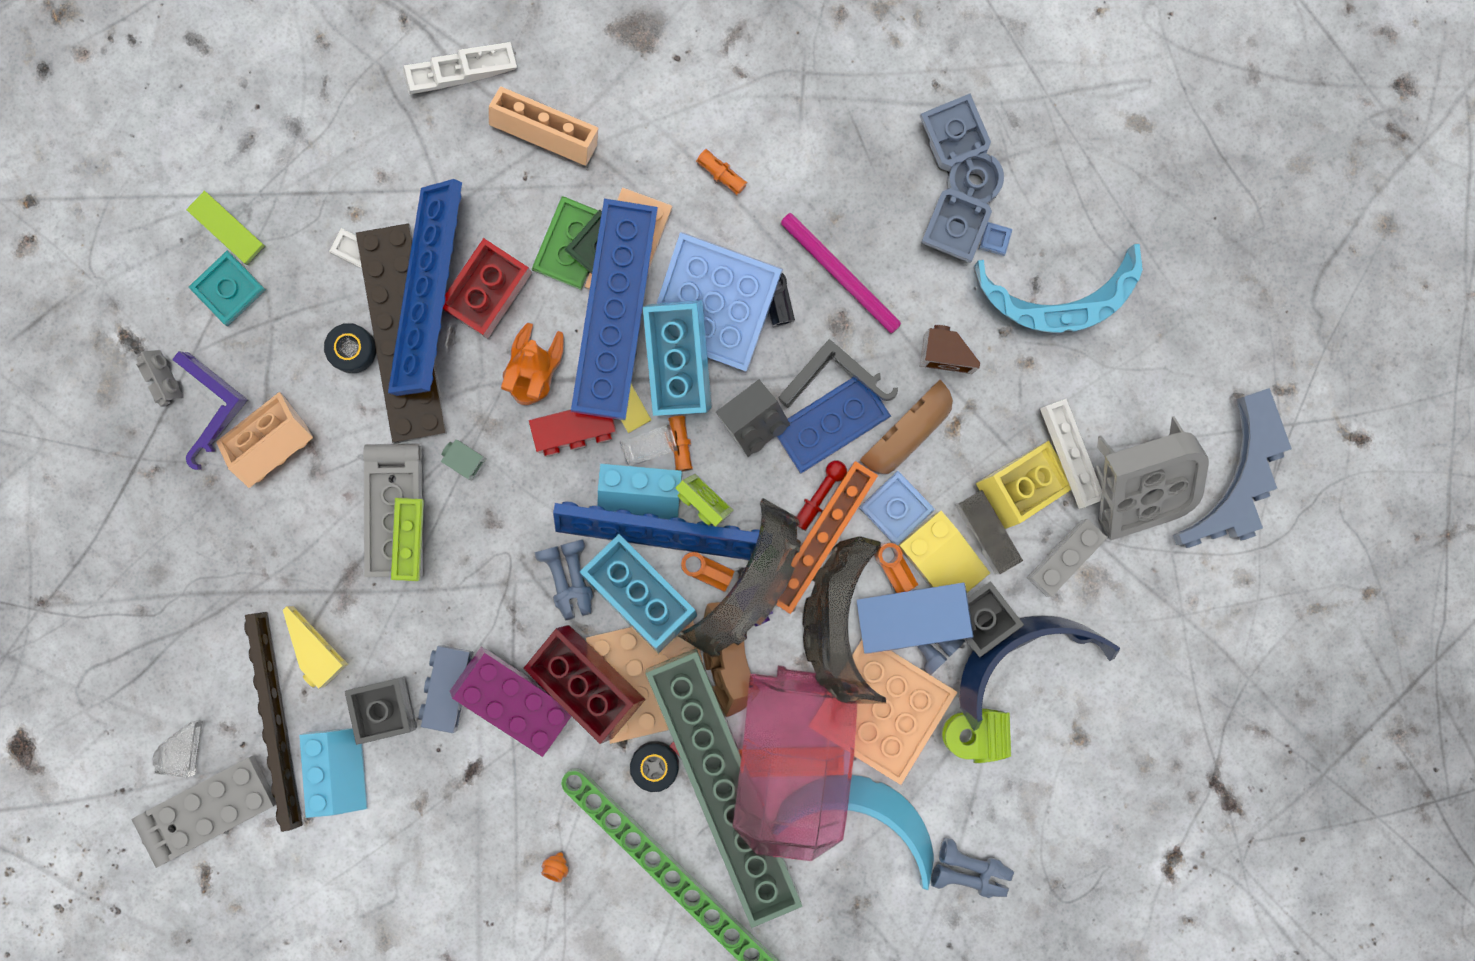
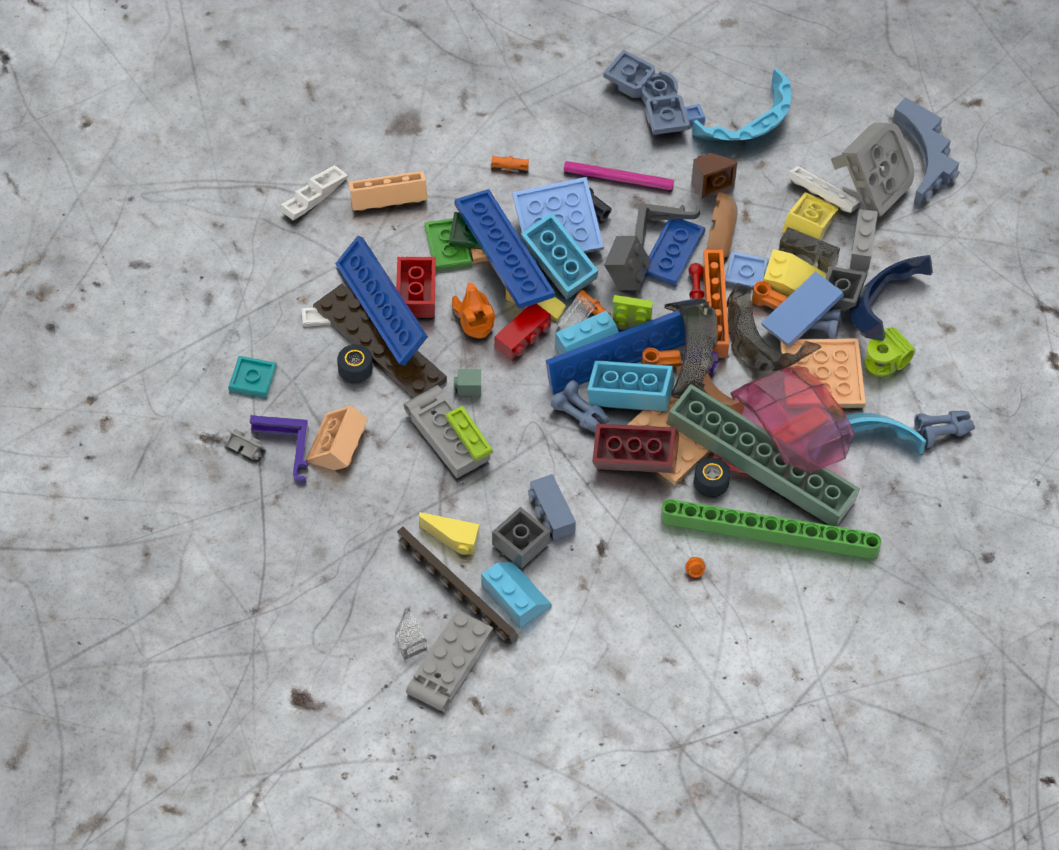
camera: 30 degrees left, 30 degrees down
(225, 227) = (228, 345): lime tile -> none
(510, 701) = (599, 483): magenta brick -> none

